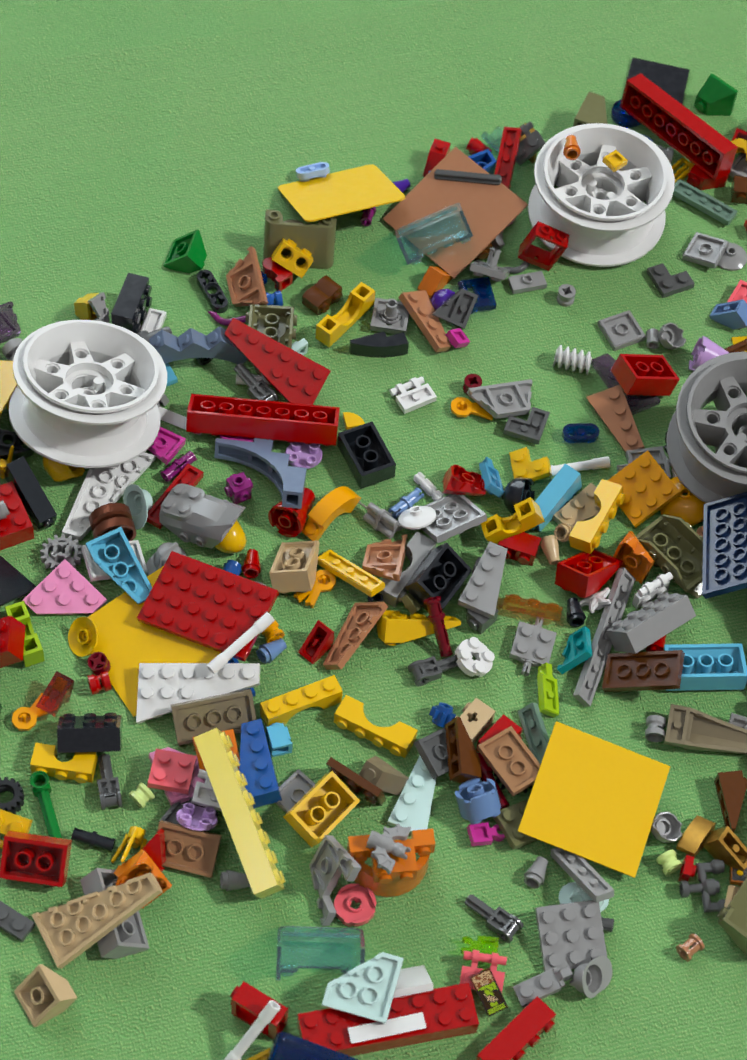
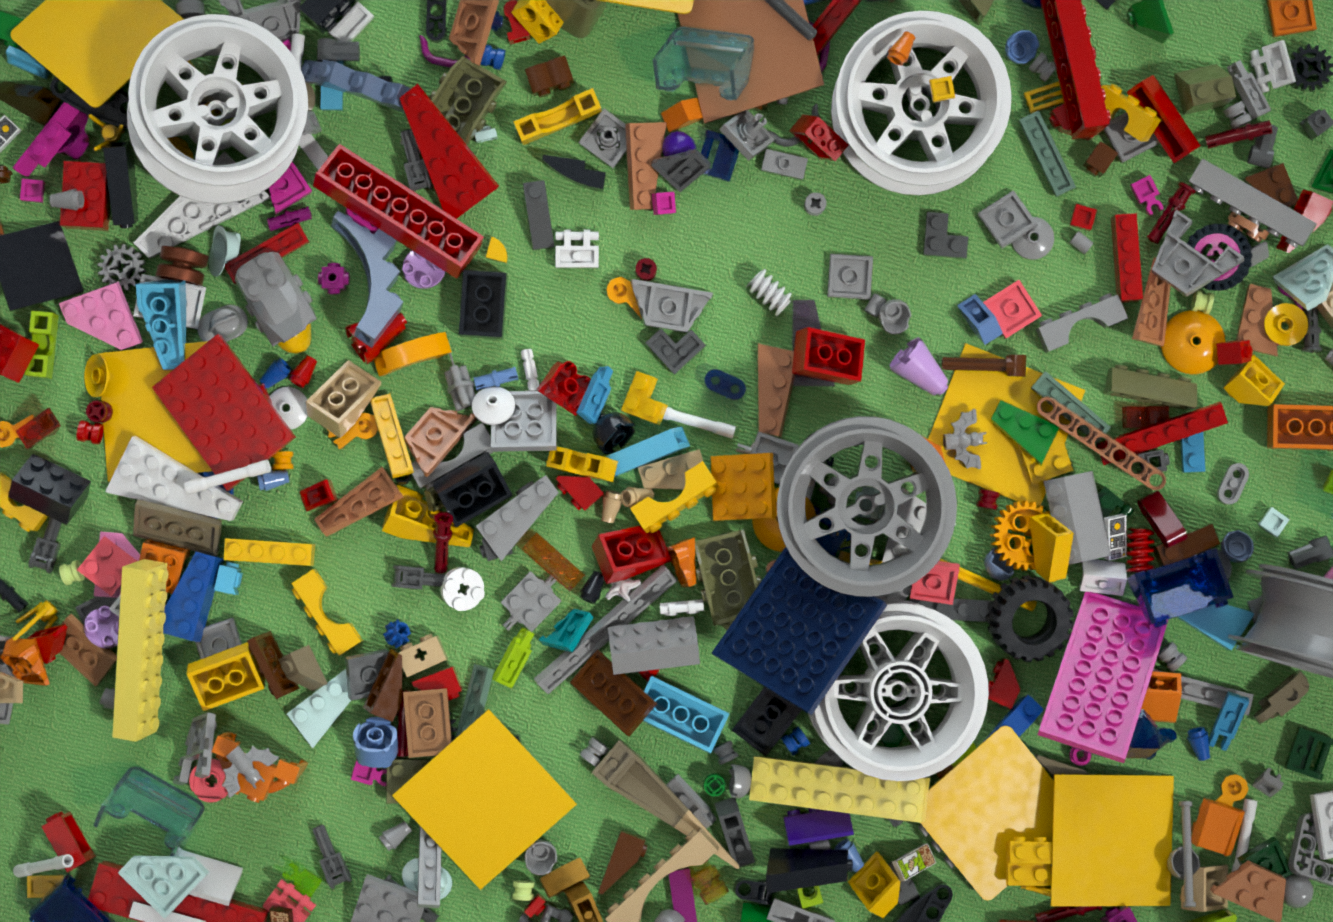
camera: 30 degrees right, 30 degrees up
(369, 382) = (538, 215): none -> dark grey slope

